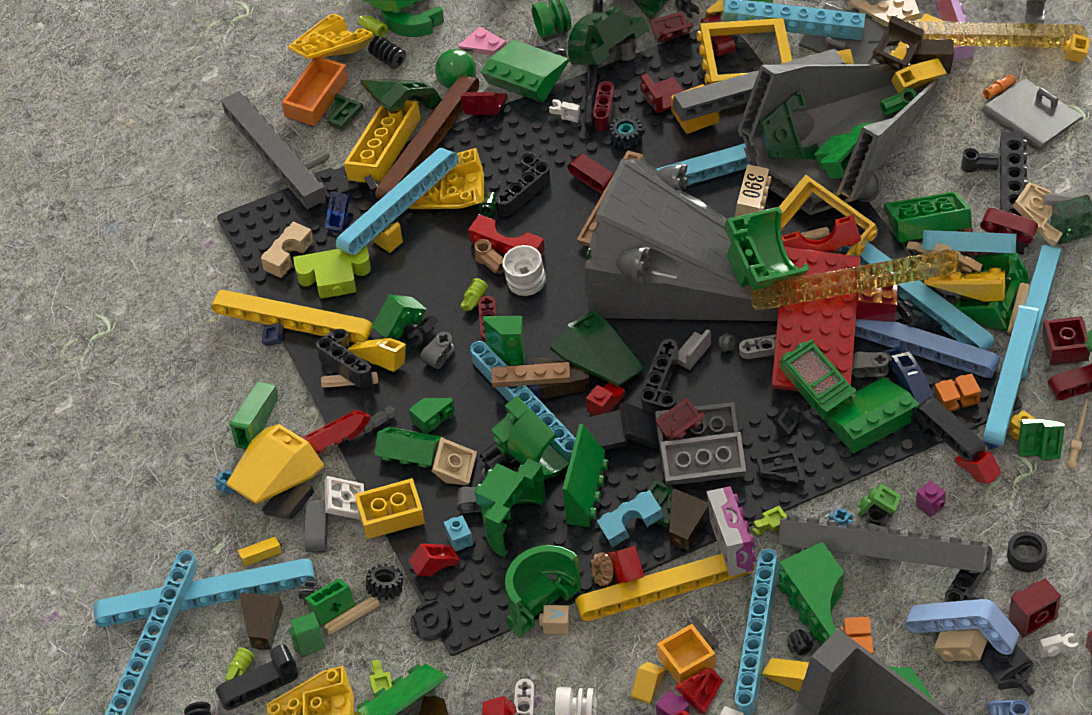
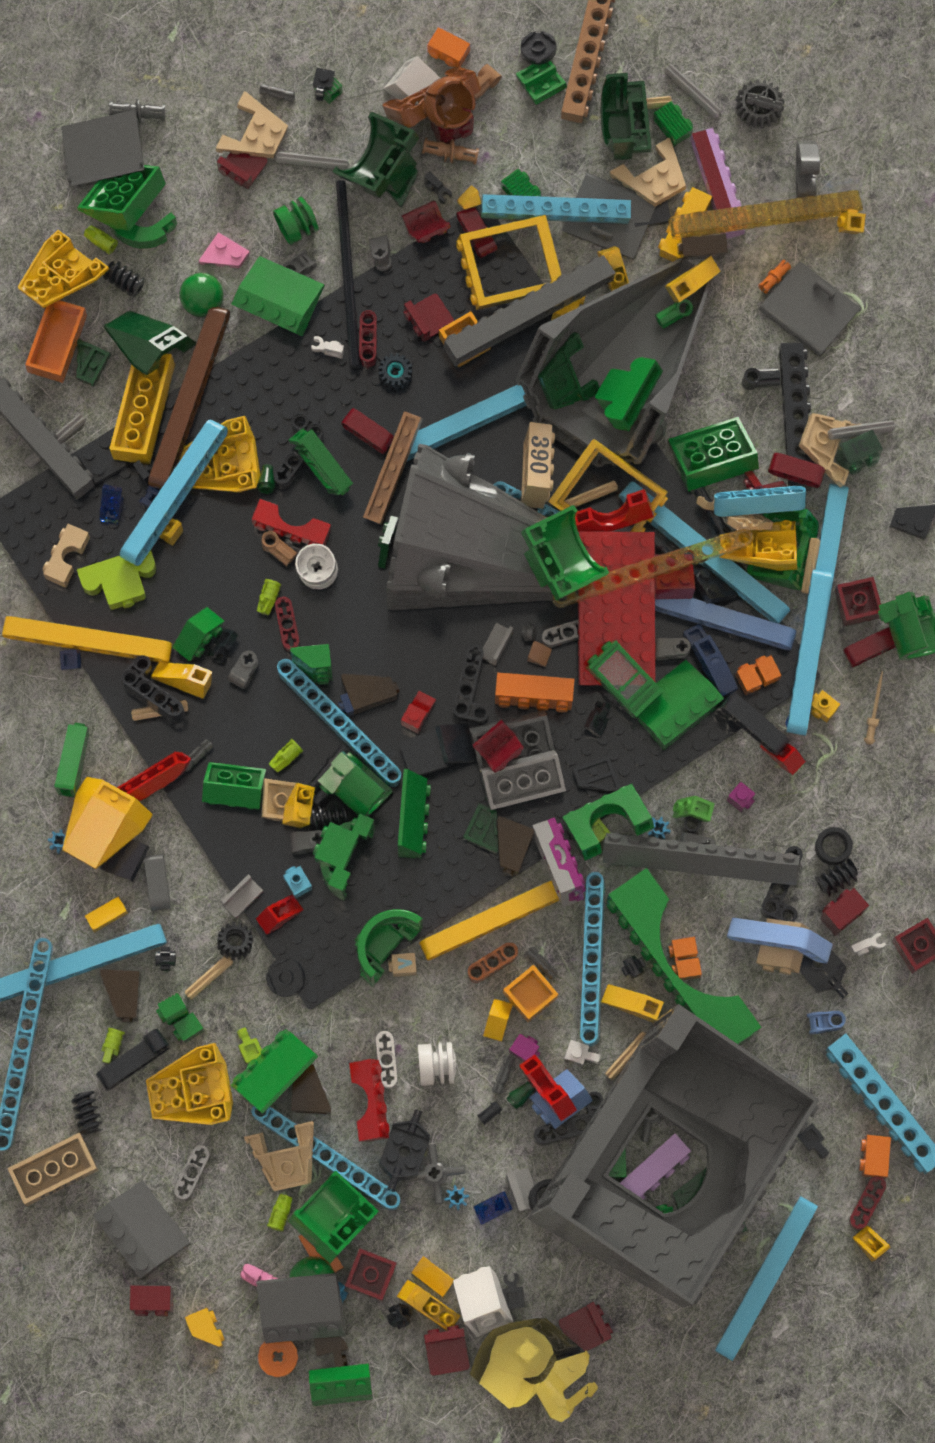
camera: 15 degrees left, 25 degrees up
(320, 657) = (187, 1028): none -> green brick
(330, 601) = (187, 969): green brick -> none
(341, 498) = (180, 850): white piece -> none
(389, 508) = (227, 863): yellow brick -> none
(398, 541) = (241, 897): none -> light grey panel
(431, 412) = (248, 744): green slope -> none
(467, 425) = (285, 756): none -> lime hinge
(470, 464) = (299, 806): none -> yellow slope
(483, 102) = (241, 342): dark red bracket -> none
(530, 374) = (342, 697): medium nougat plate -> none
(541, 184) = (321, 462): none -> green door
(597, 349) = (405, 658): dark green wedge -> none
(602, 569) = (441, 910): medium nougat gear -> none
(607, 29) = (360, 241): dark green piece -> none
(626, 565) = (465, 912): red piece -> none
(642, 507) = (446, 861): medium azure arch -> none
(655, 618) = (497, 954): none -> dark orange beam
(700, 688) = (547, 1026): red wing -> none
(722, 383) = (534, 691): none -> orange piece
(734, 361) = (539, 654): none -> medium nougat slope
(807, 490) = (621, 802): none -> green arch
(903, 32) = (676, 236): dark brown window -> none
(1024, 577) = (837, 877): none -> black piece
(1040, 438) = (840, 720): green slope -> none

